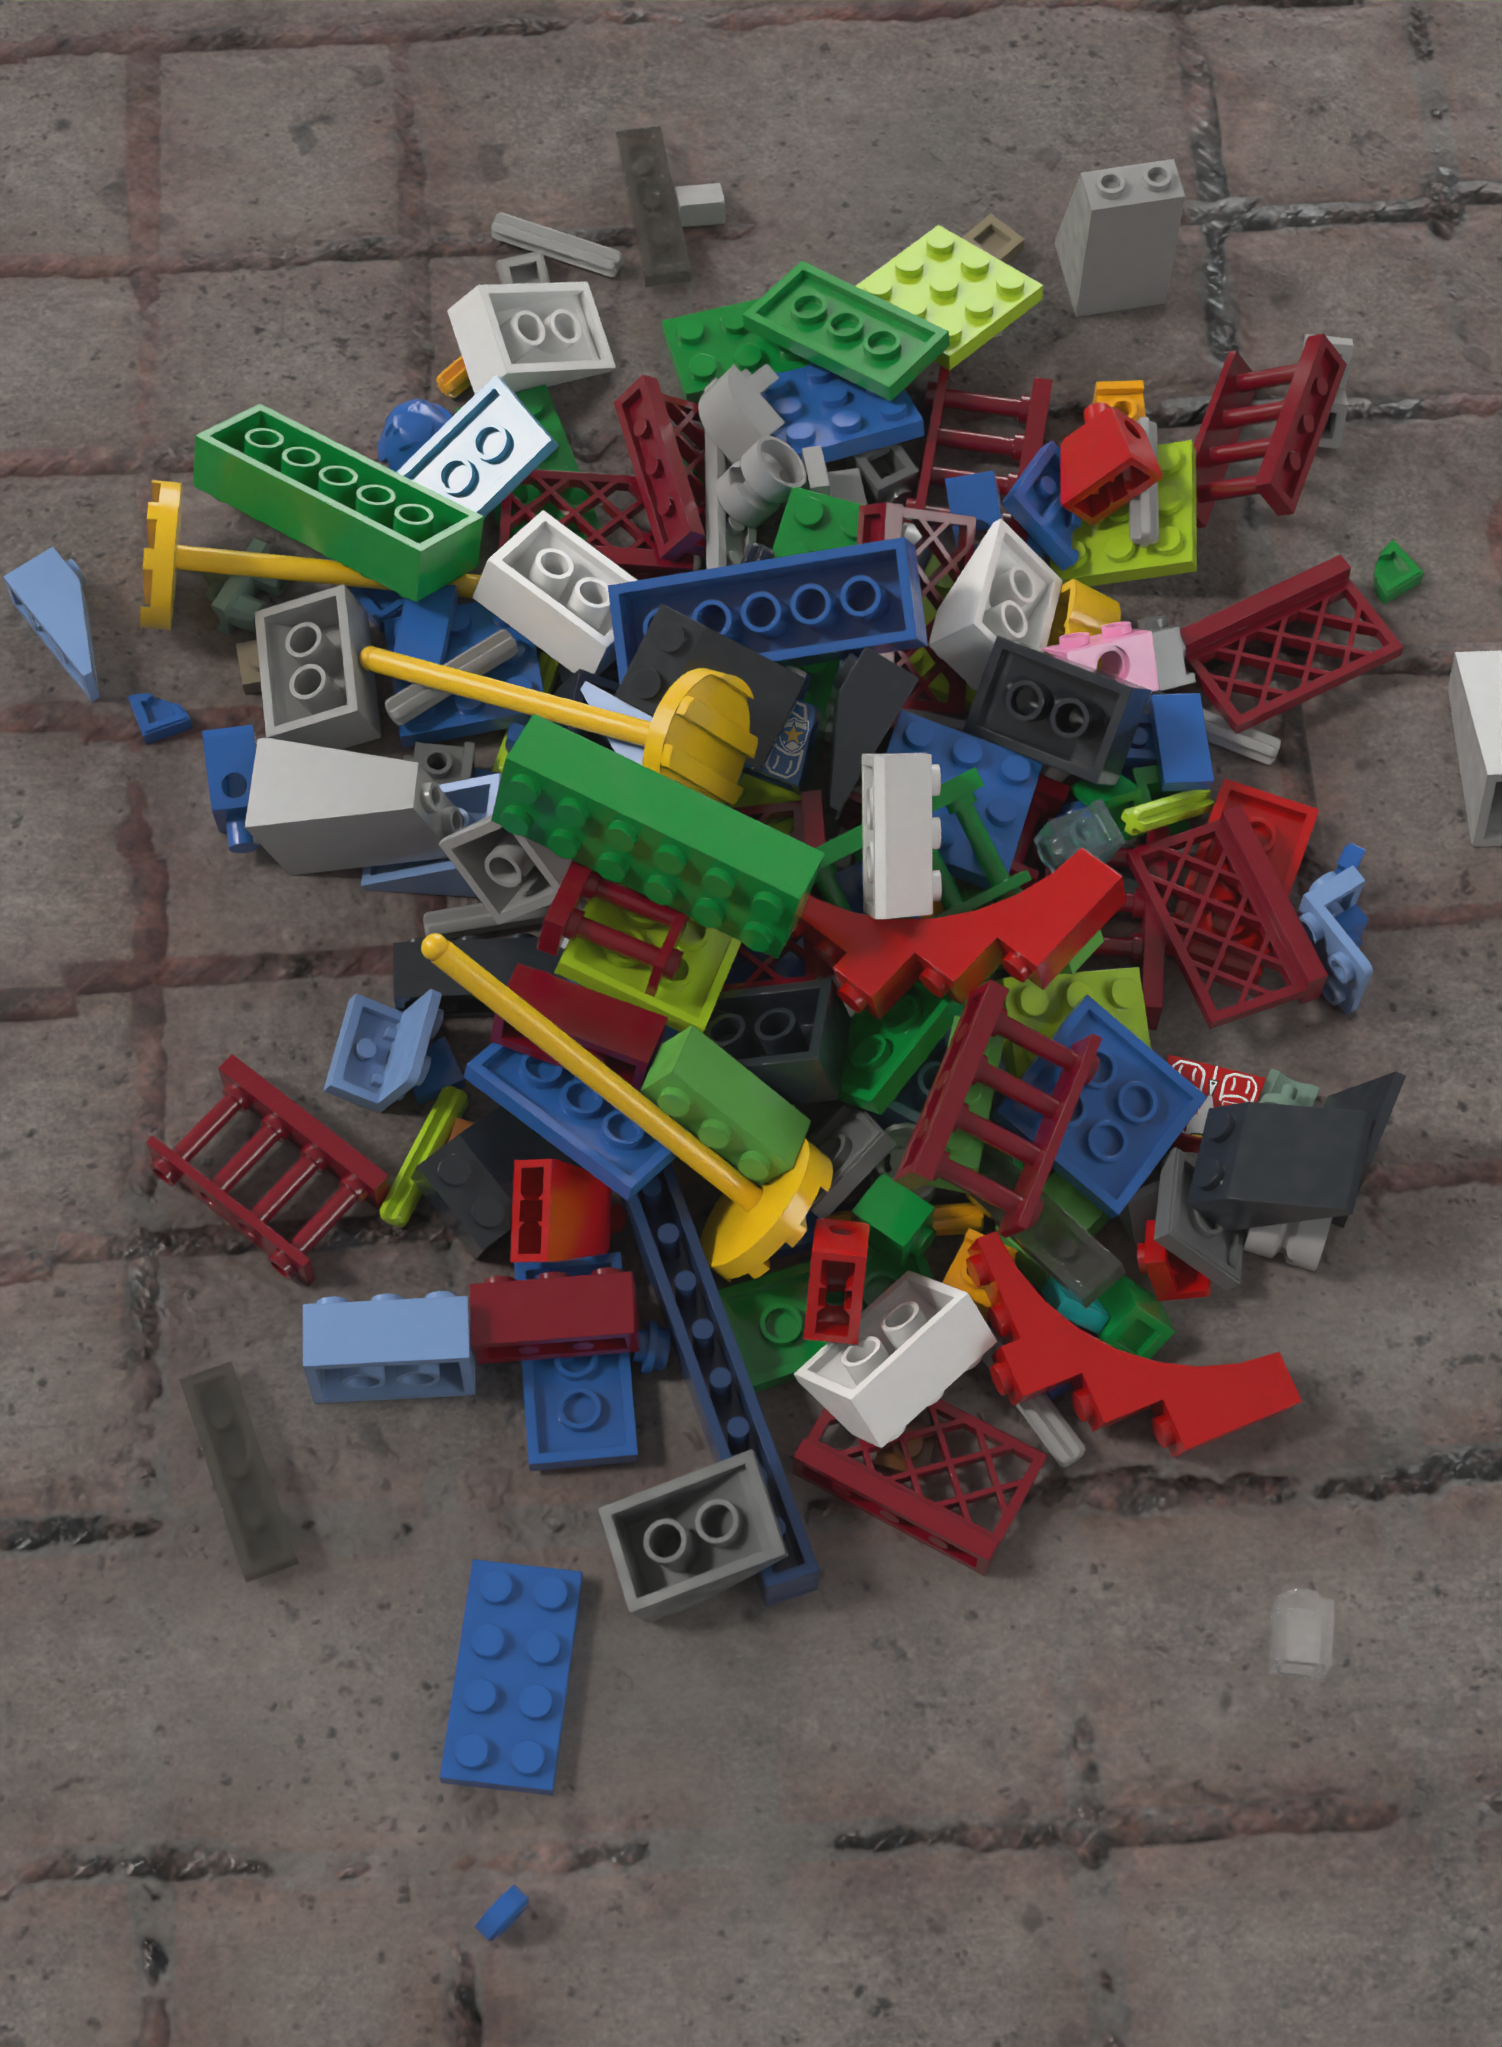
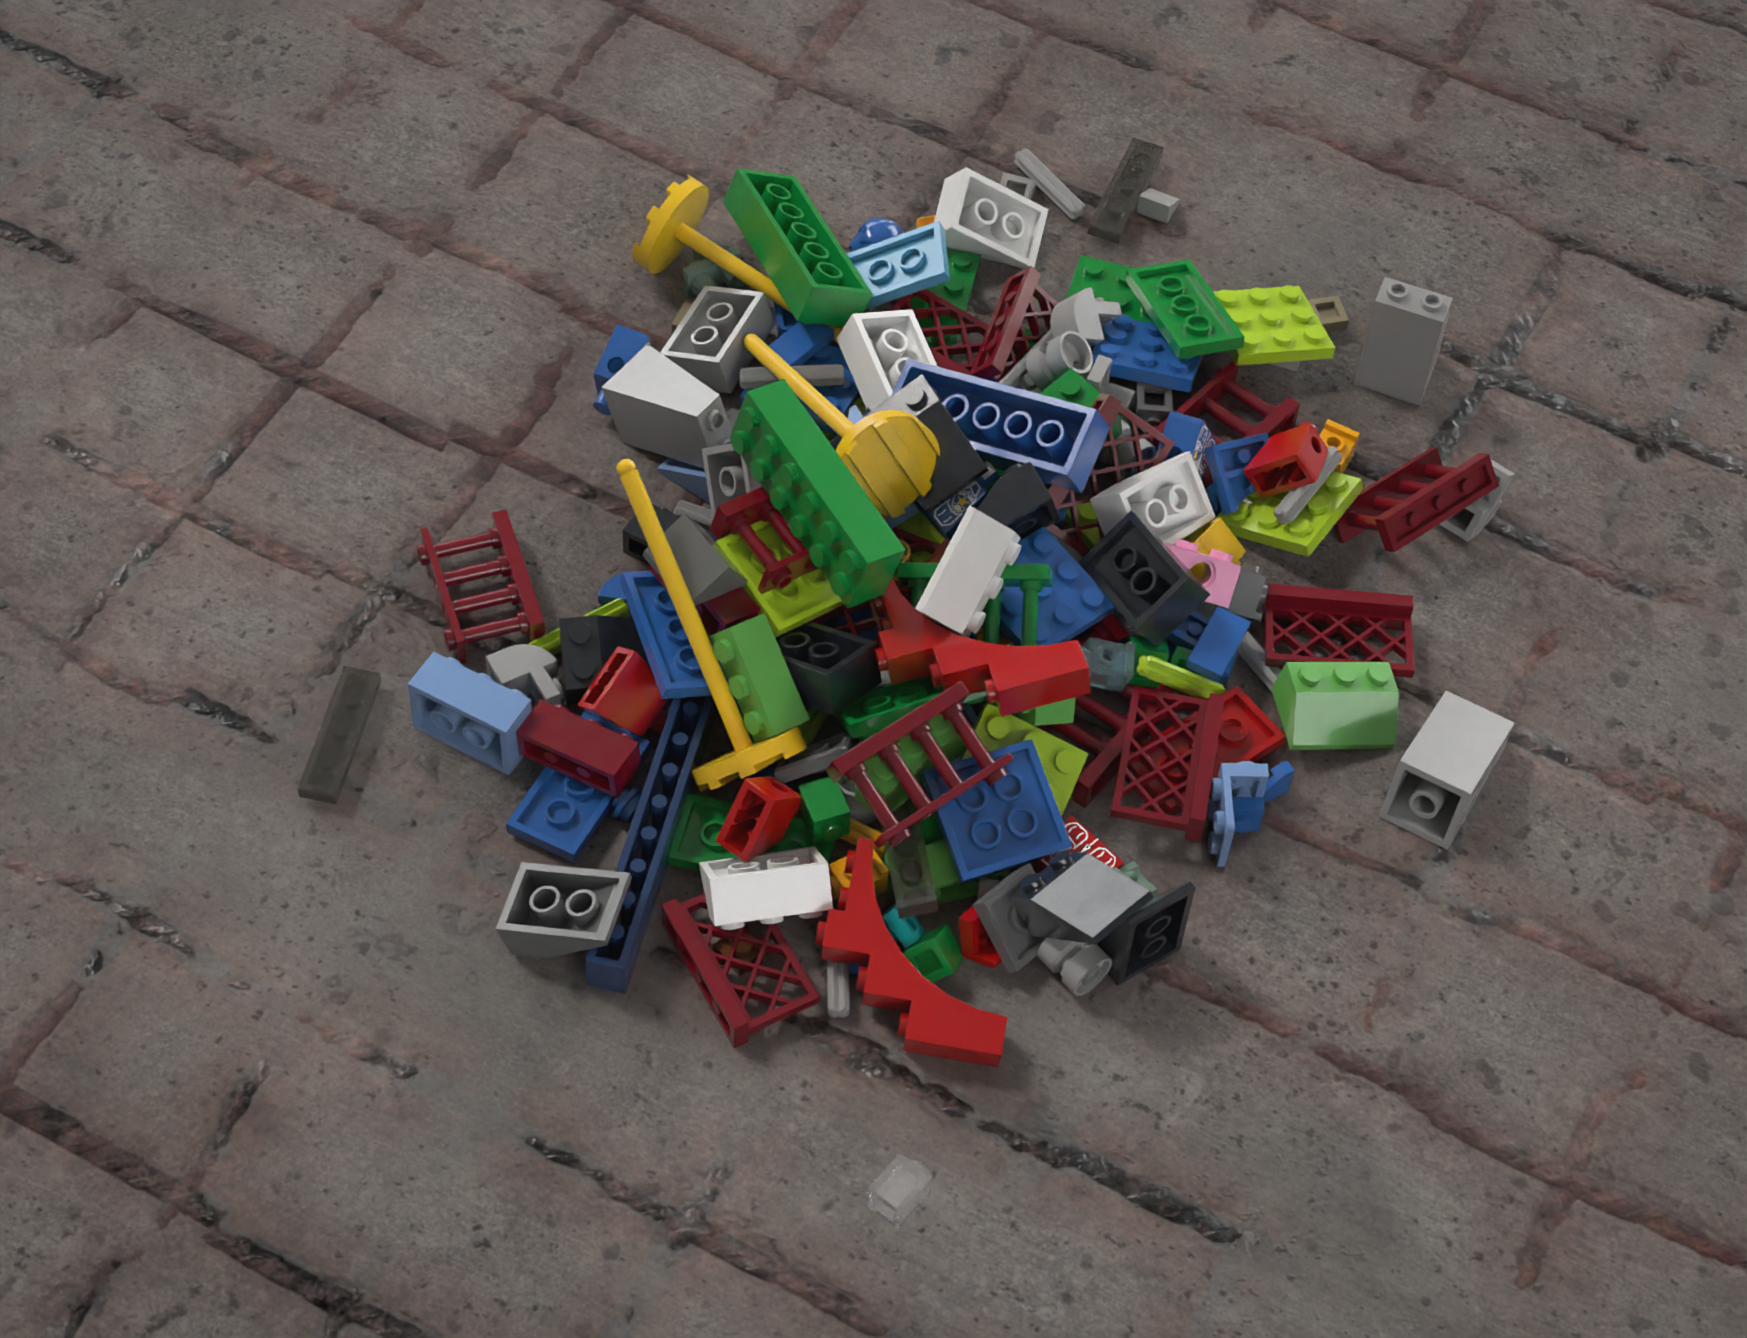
camera: 30 degrees right, 10 degrees down
(54, 605) = (596, 232): medium blue slope -> none
(158, 717) = (608, 316): blue tile -> none
(382, 1050) = (593, 556): medium blue bracket -> none
(406, 1248) = (527, 670): none -> light grey brick
(503, 1913) = (301, 1052): blue tile -> none
(512, 1677) = (408, 935): blue plate -> none
(570, 999) = (700, 561): none -> dark grey slope
(1351, 739) = (1337, 705): none -> bright green slope
(1394, 573) = (1450, 633): green tile -> none

